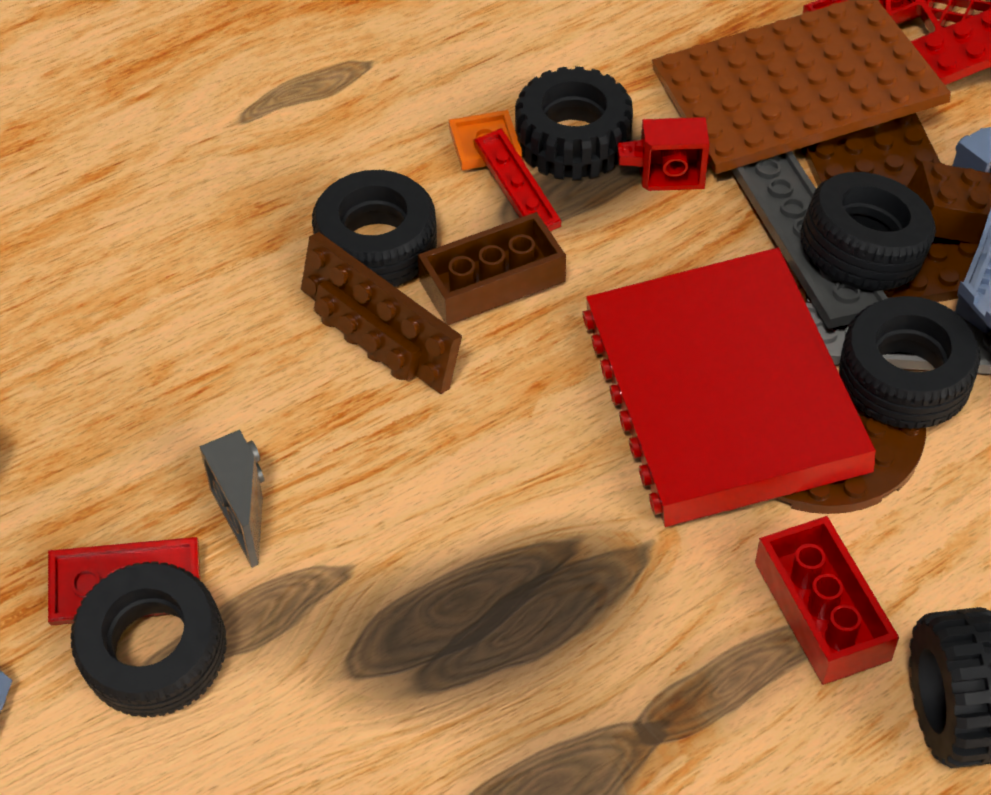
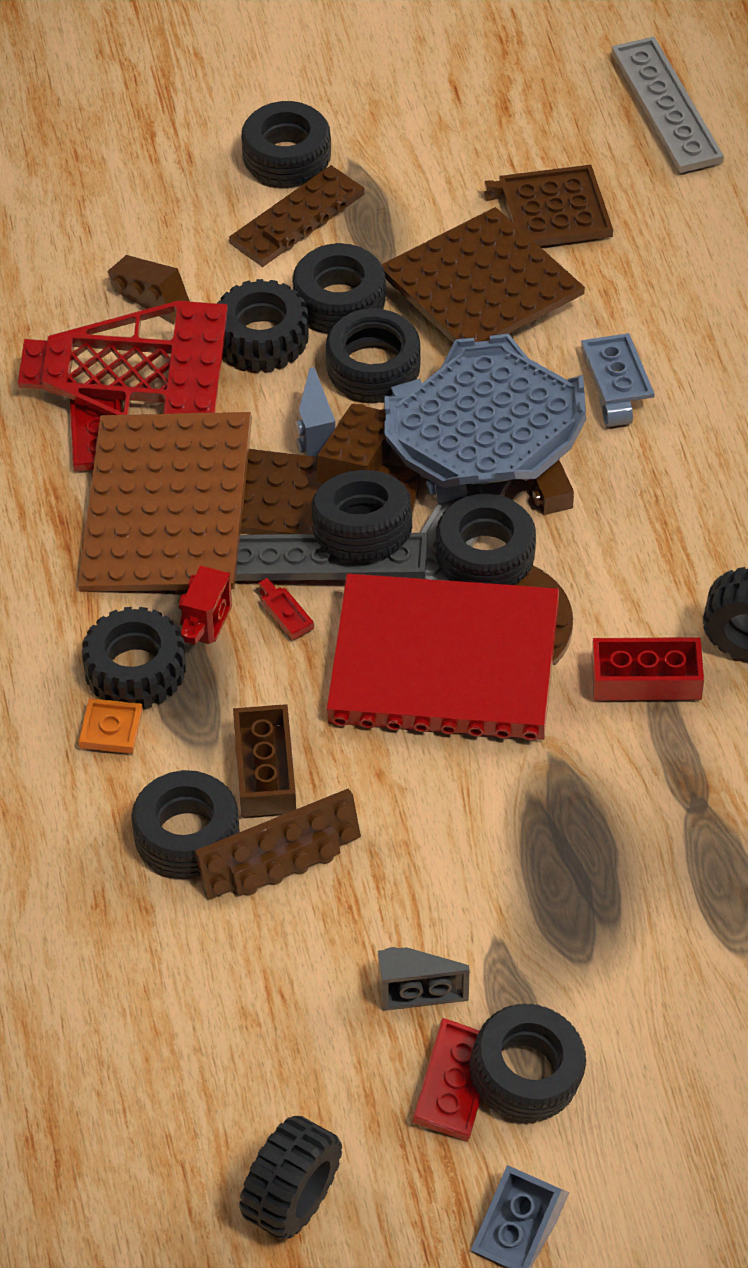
camera: 70 degrees left, 0 degrees up
(515, 178) = (174, 718): red tile -> none
(716, 227) = (285, 610): none -> red hinge

